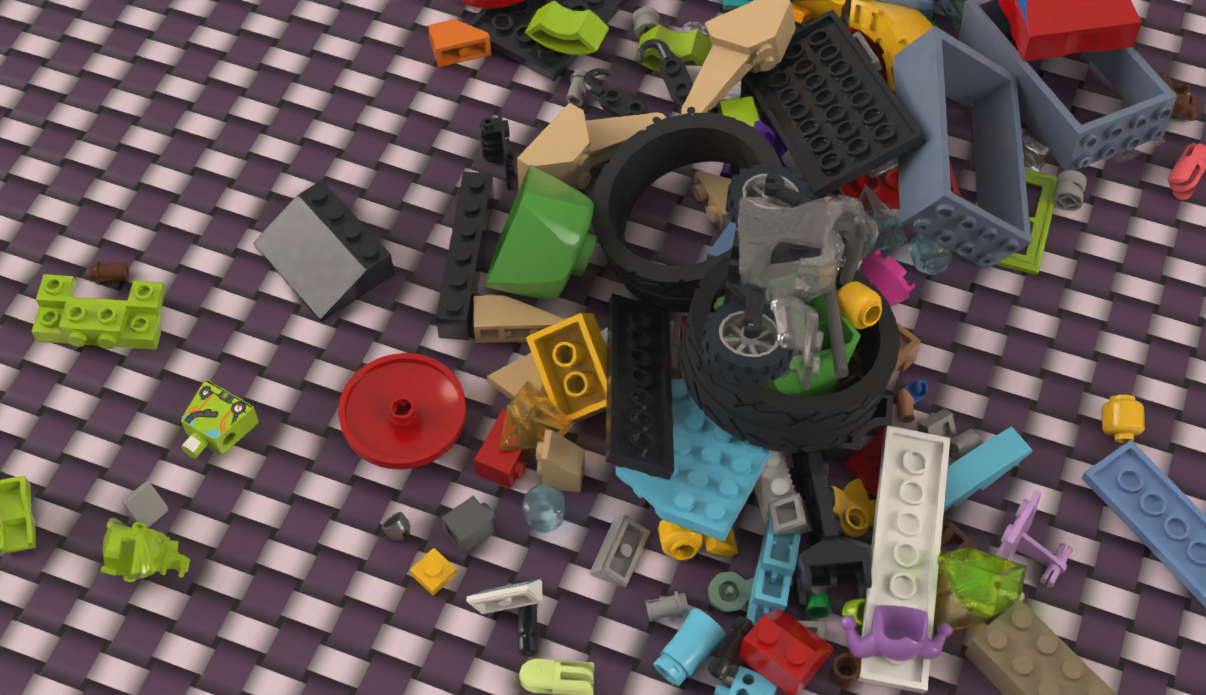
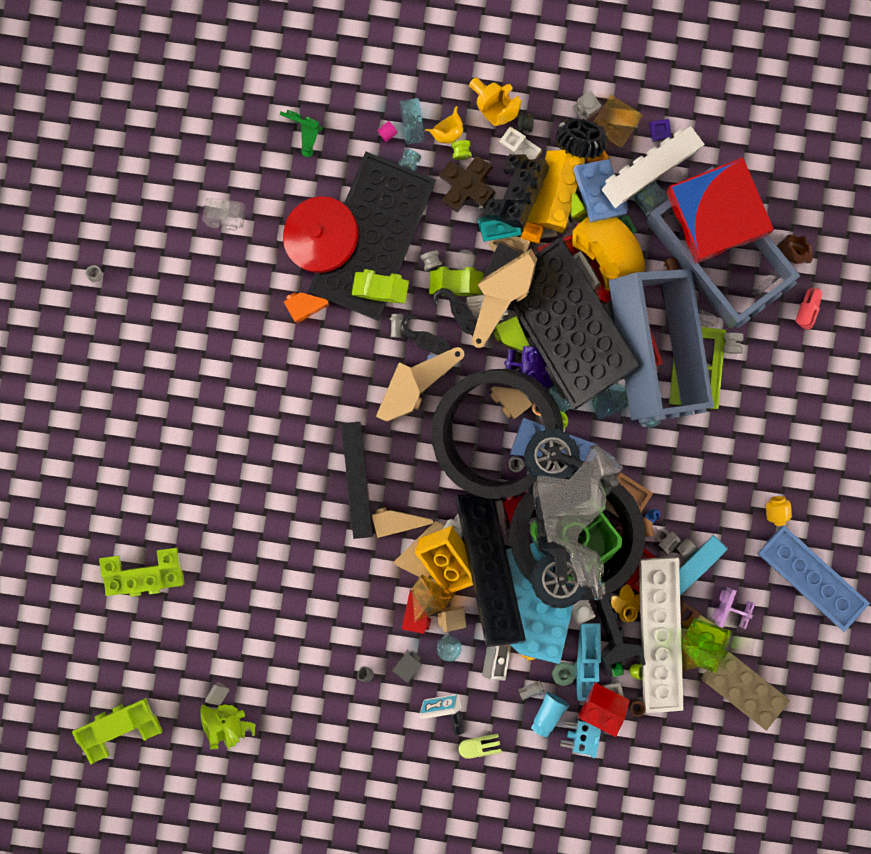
camera: 15 degrees left, 30 degrees up
(108, 272) = (135, 540): reddish brown pin -> none
(216, 420) = (238, 631): lime torso -> none
(324, 251) = (266, 496): slope -> none
(402, 411) = (349, 603): red dish -> none
(433, 571) = (394, 696): yellow plate -> none
(496, 144) = (356, 389): black hinge -> none
(543, 239) = (405, 475): bright green piece -> none
(730, 648) = (573, 712): black axle -> none
(790, 515) = (593, 630): light grey slope -> none
(836, 333) = (608, 545): dark grey bar -> none
(859, 304) = (617, 511): yellow head -> none
(887, 277) = (623, 446): dark pink cone -> none
(896, 634) = (664, 690): medium lavender piece -> none

